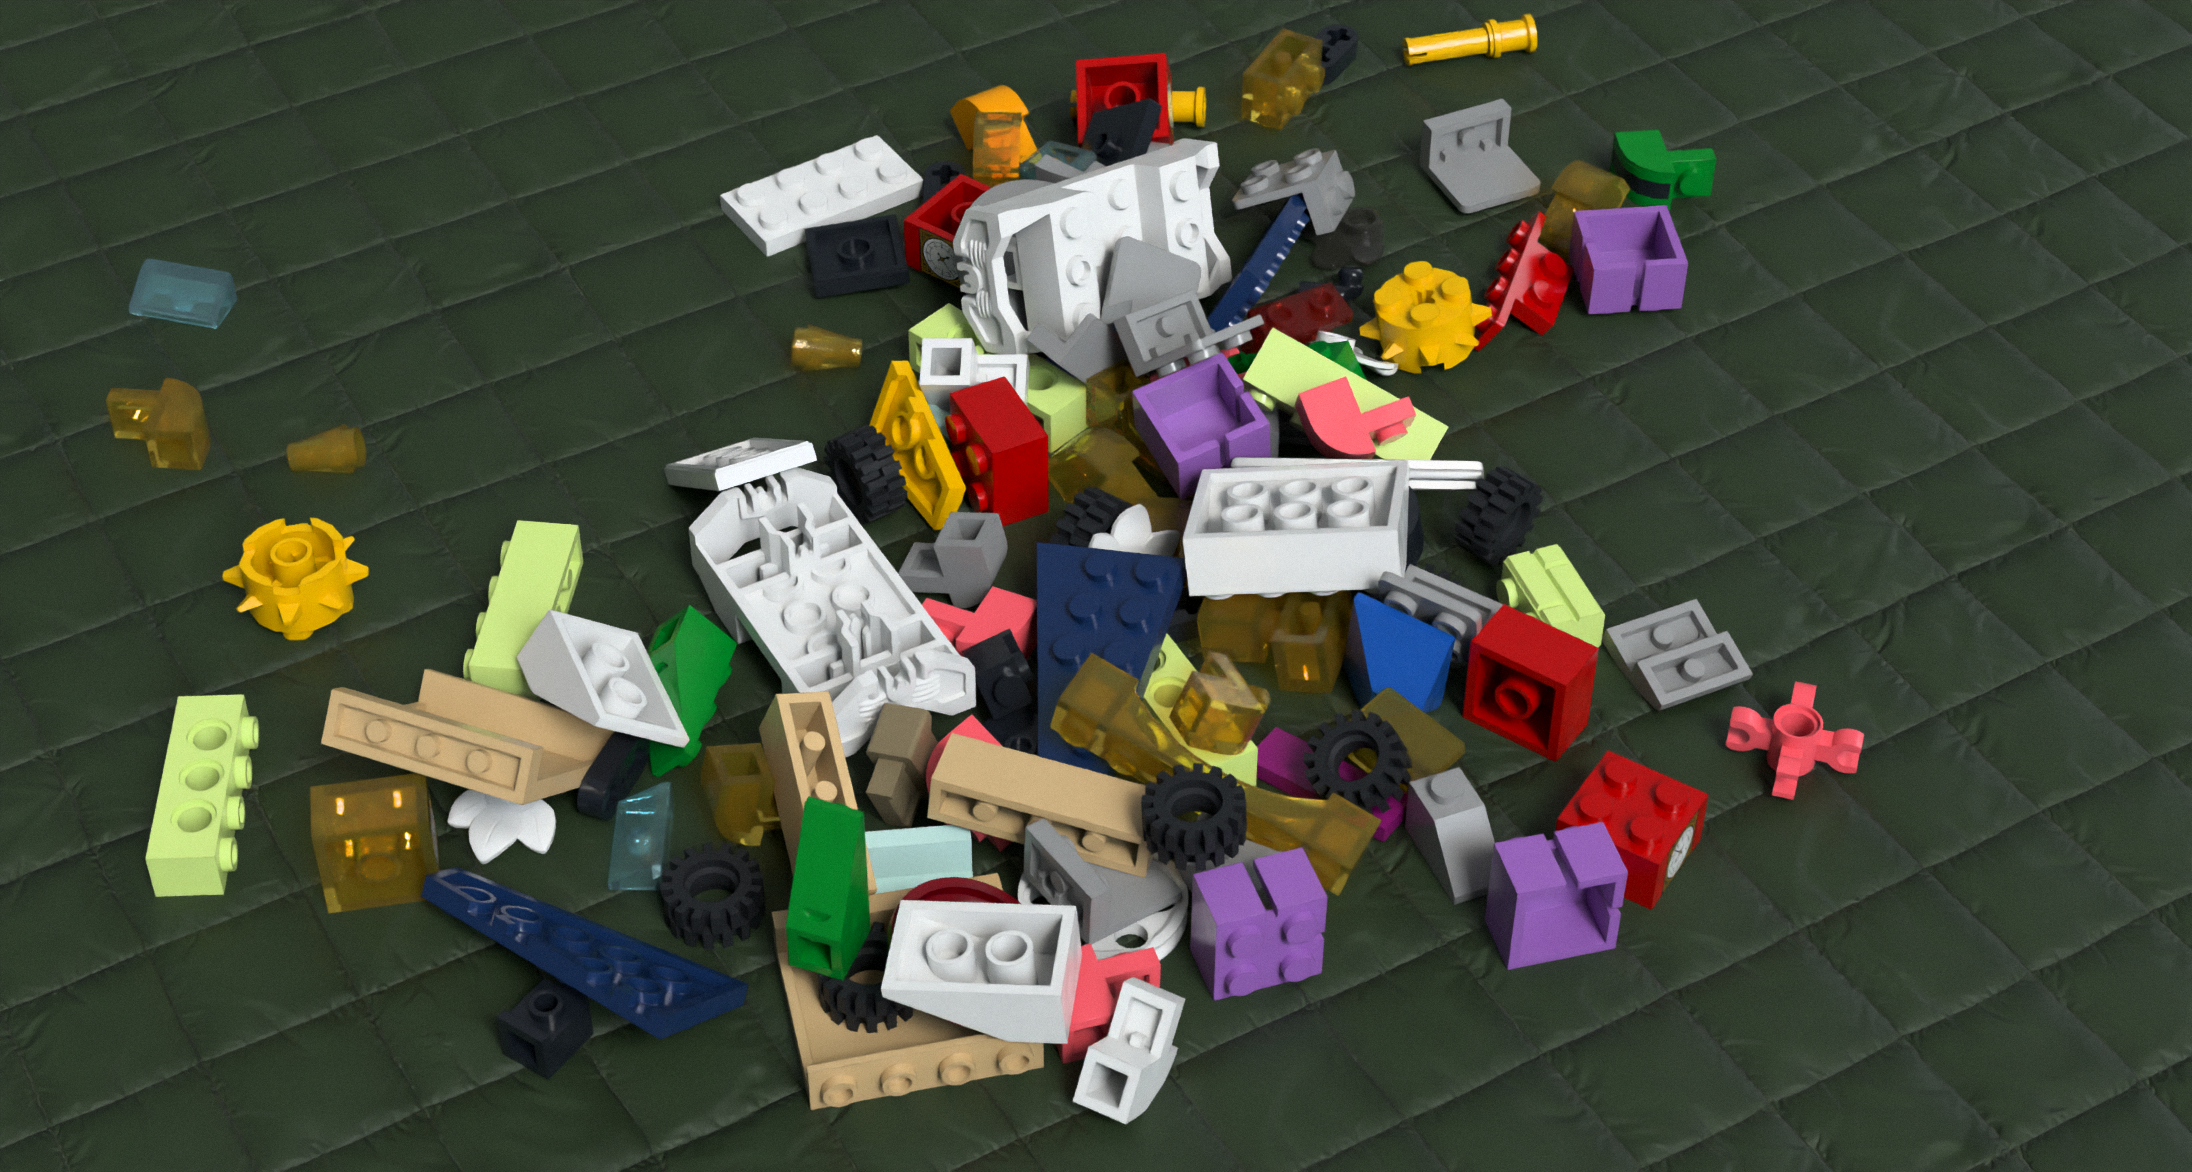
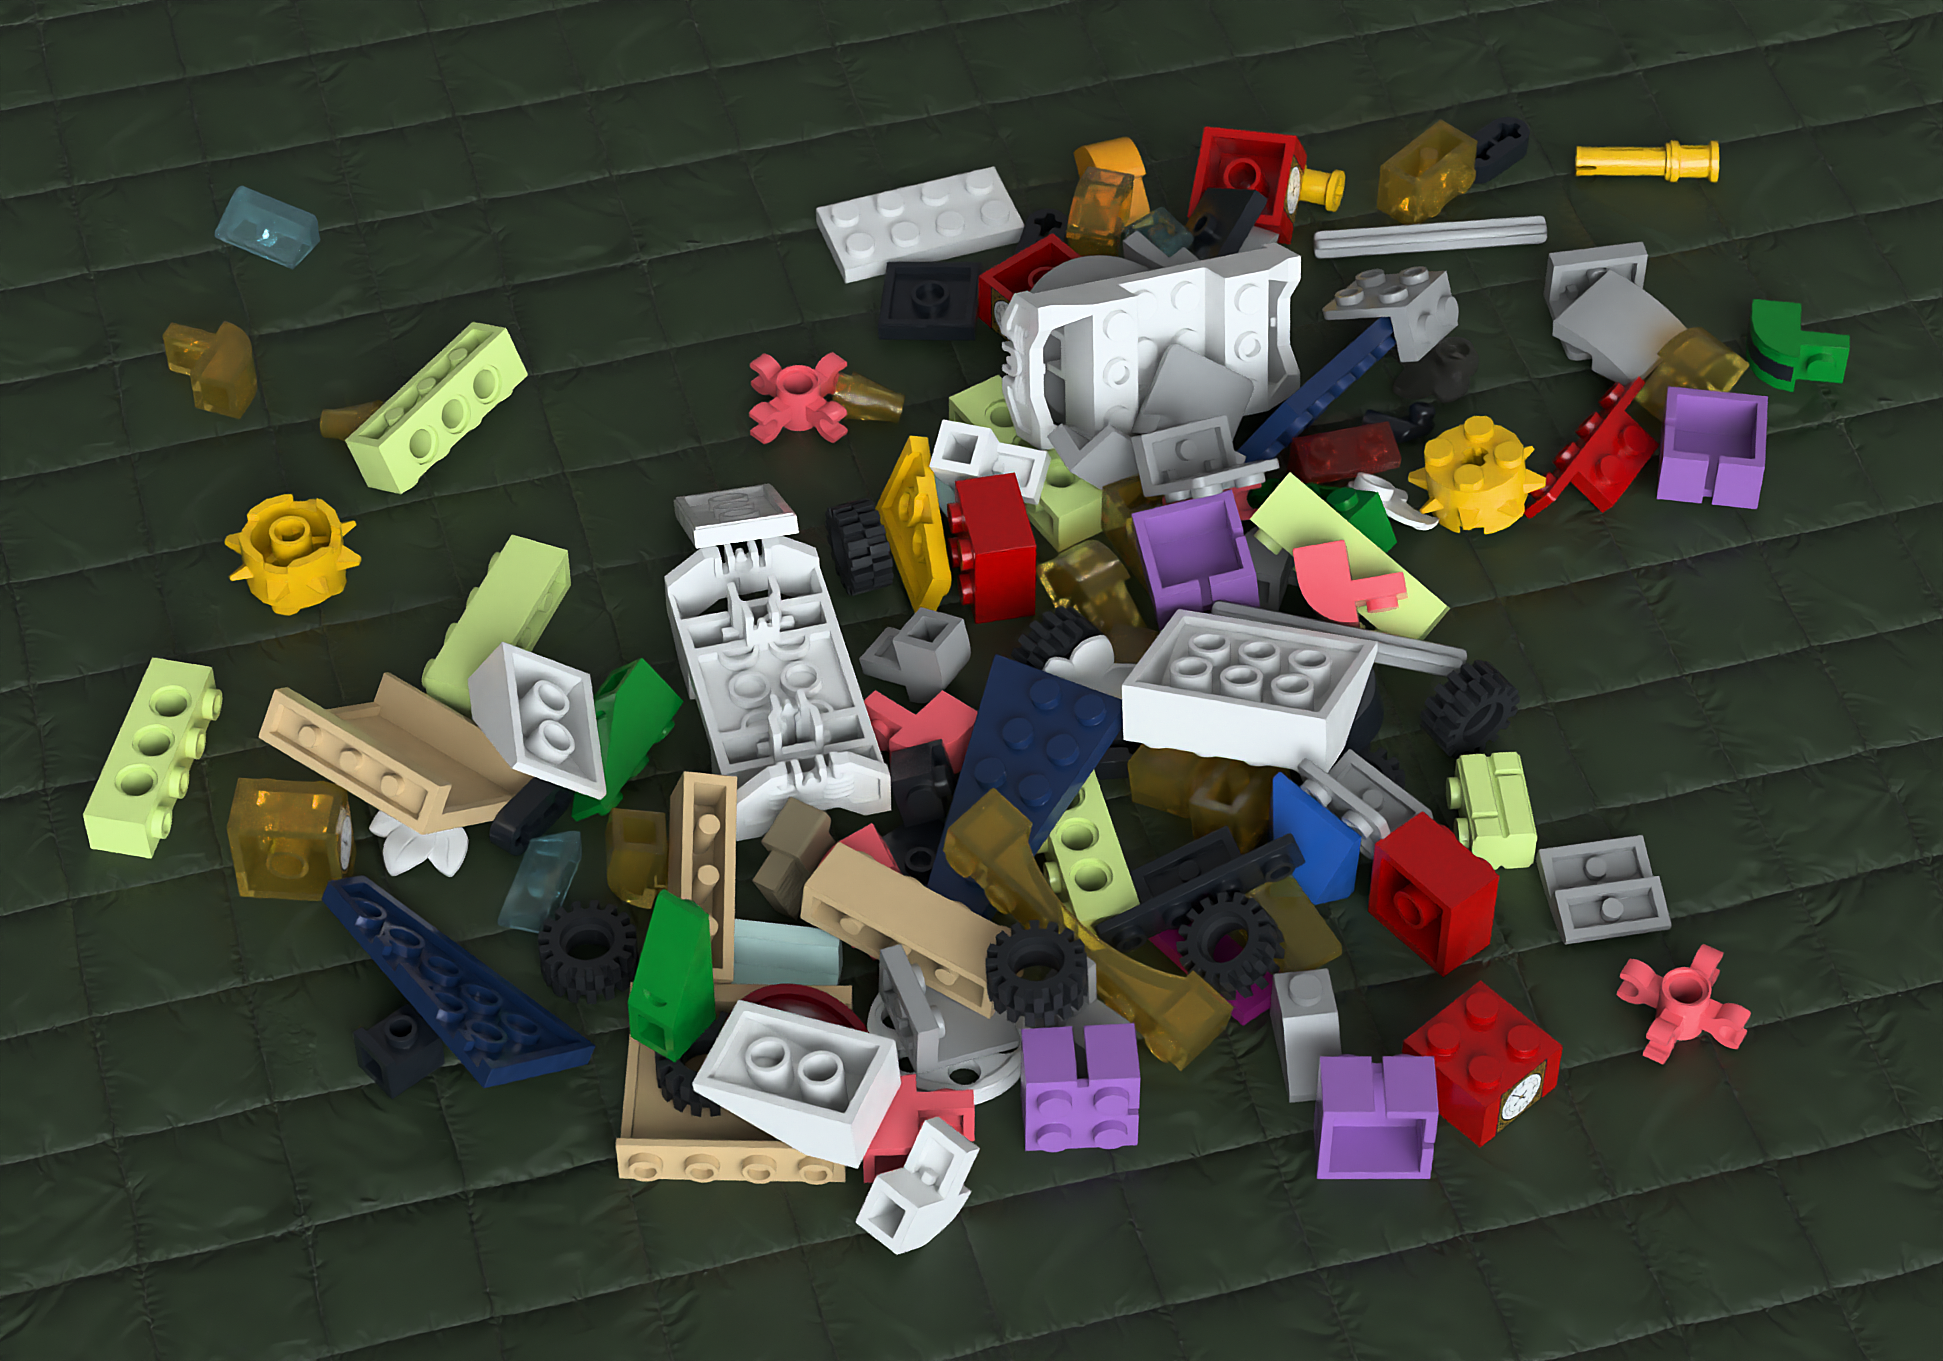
camera: 15 degrees right, 5 degrees up
(404, 422) = (436, 408): none -> yellowish green brick
(758, 358) = (797, 398): none -> coral pin
(1219, 708) = (1106, 865): clear yellow brick -> none
(1306, 701) = (1191, 874): none -> black bracket
(1308, 130) = (1429, 237): none -> light grey axle
(1505, 174) = (1618, 327): none -> light grey slope

